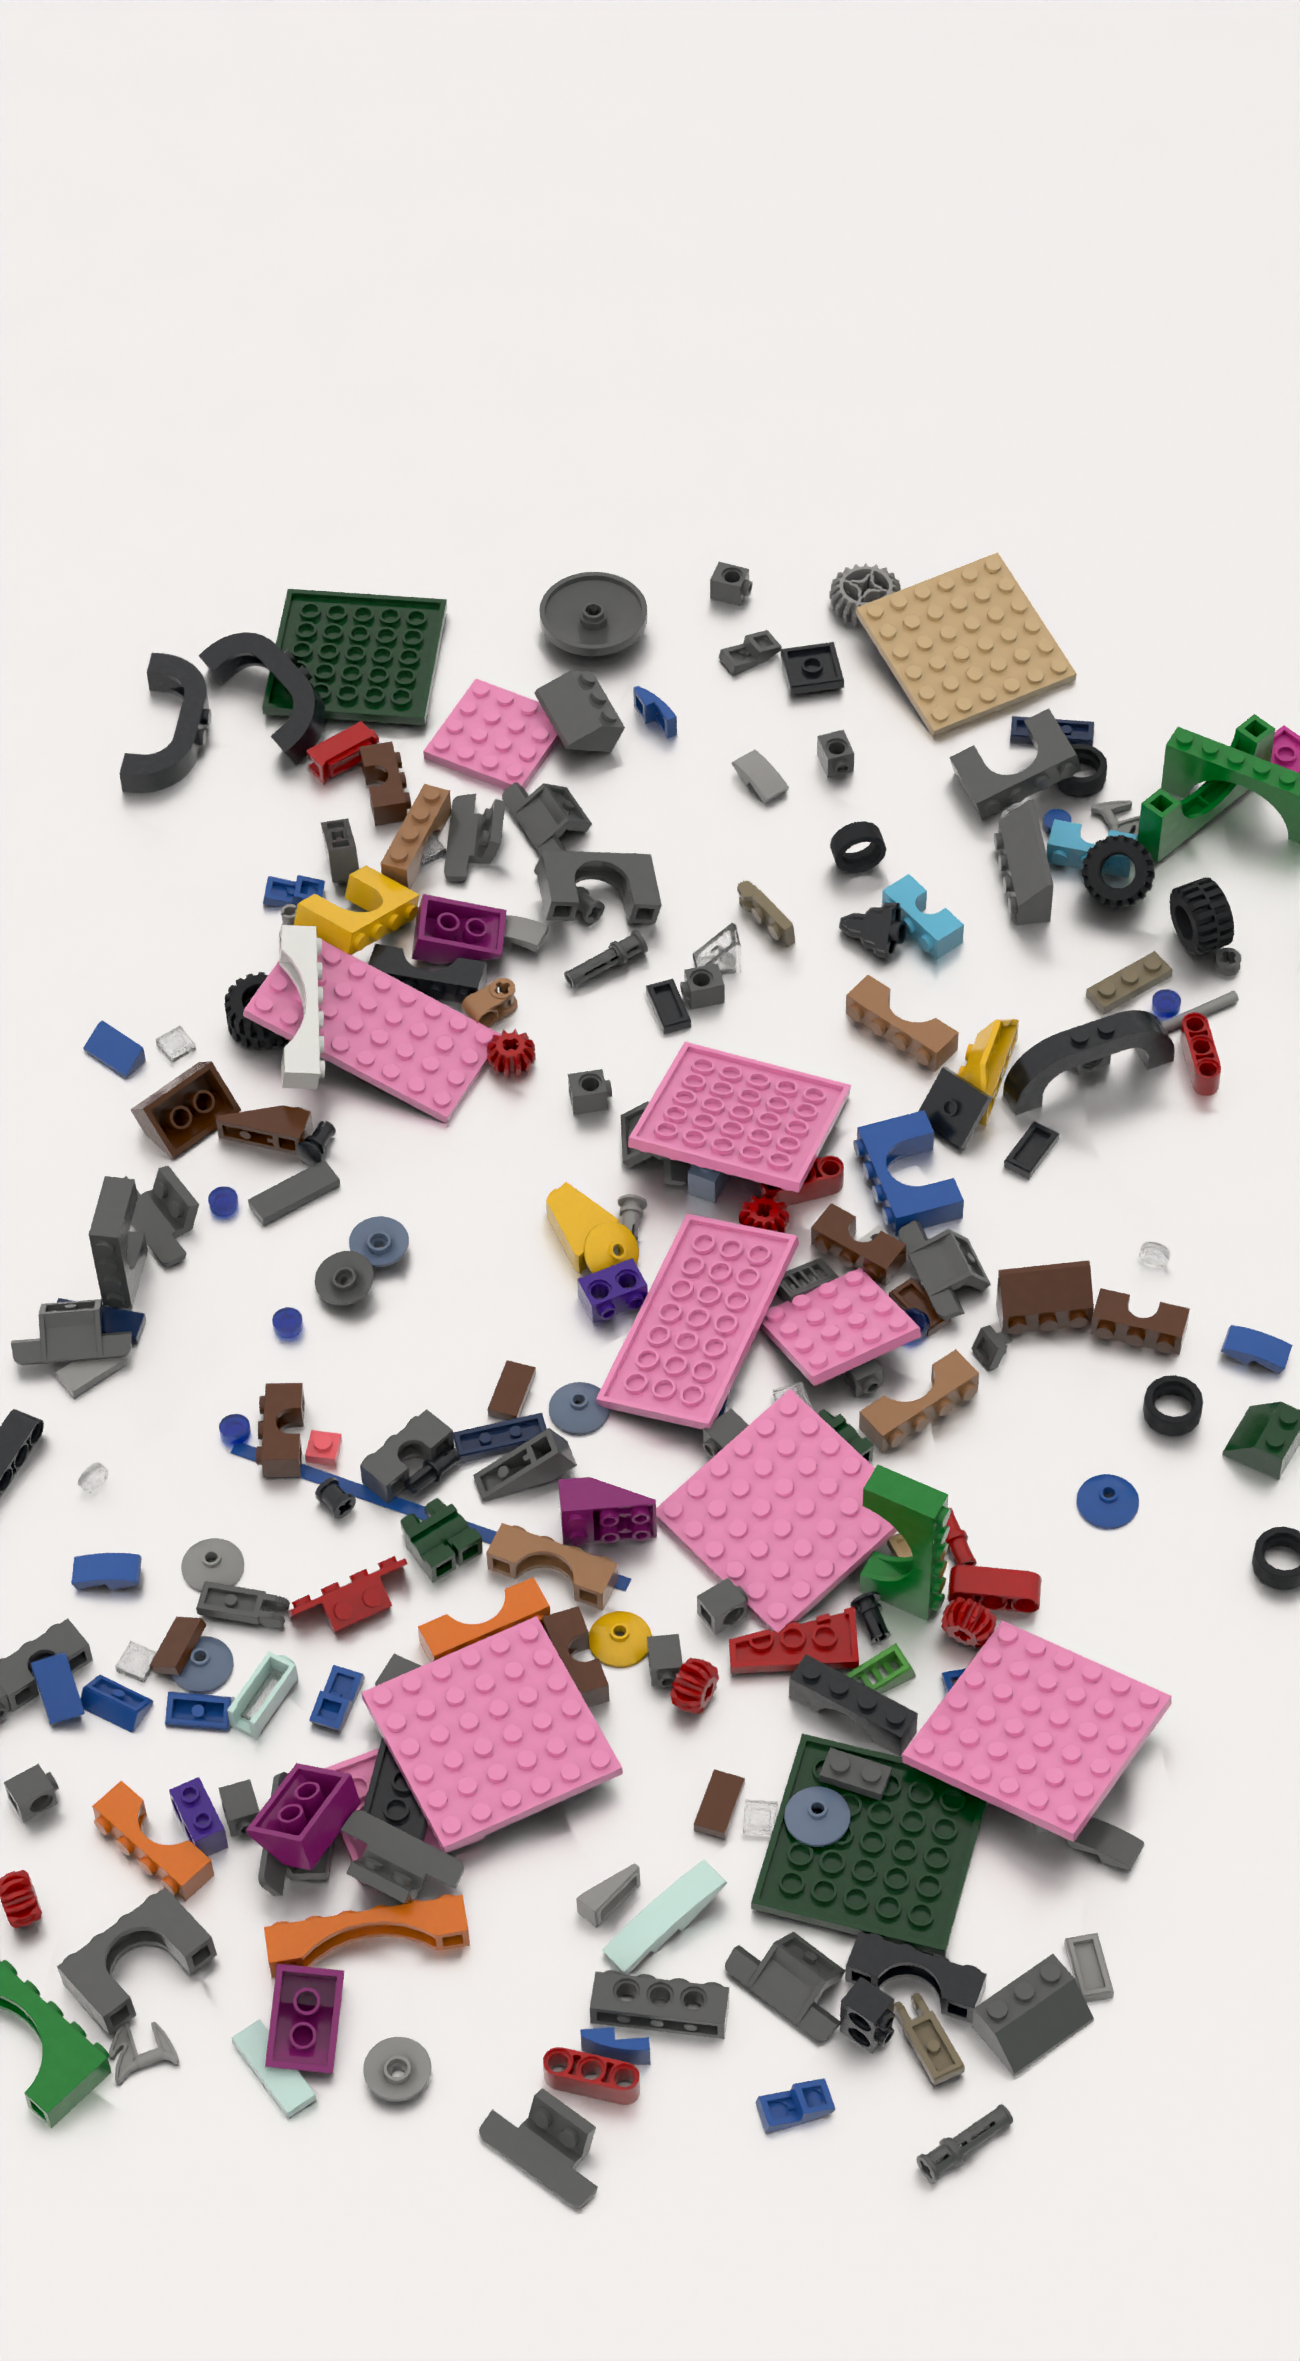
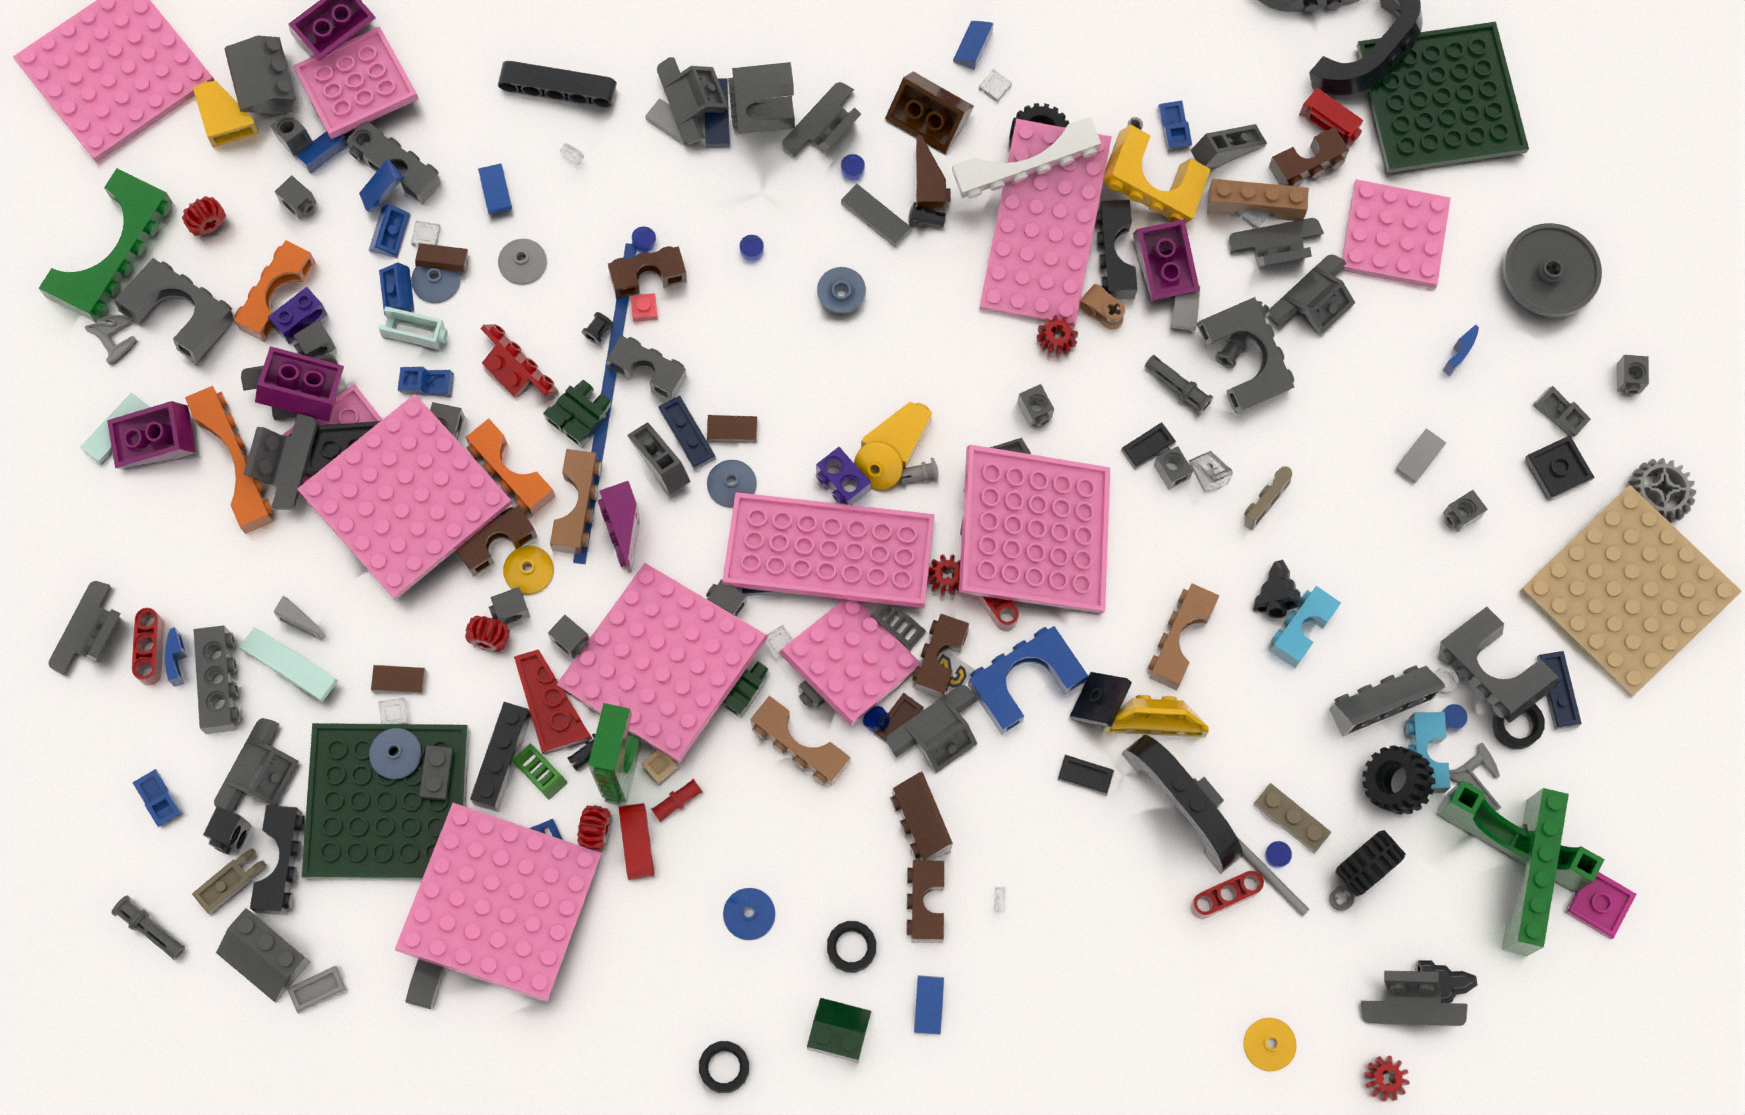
camera: 70 degrees right, 20 degrees up
(241, 1604) = (488, 288): dark grey hinge -> none
(341, 1268) = (799, 266): dark grey dish -> none
(397, 2055) = (121, 501): light grey dish -> none
(432, 1470) = (640, 390): black axle -> none
(581, 712) = (1433, 288): dark grey slope -> none
(854, 834) = (1359, 554): black tyre -> none
(990, 1346) = (869, 787): dark grey tile -> none

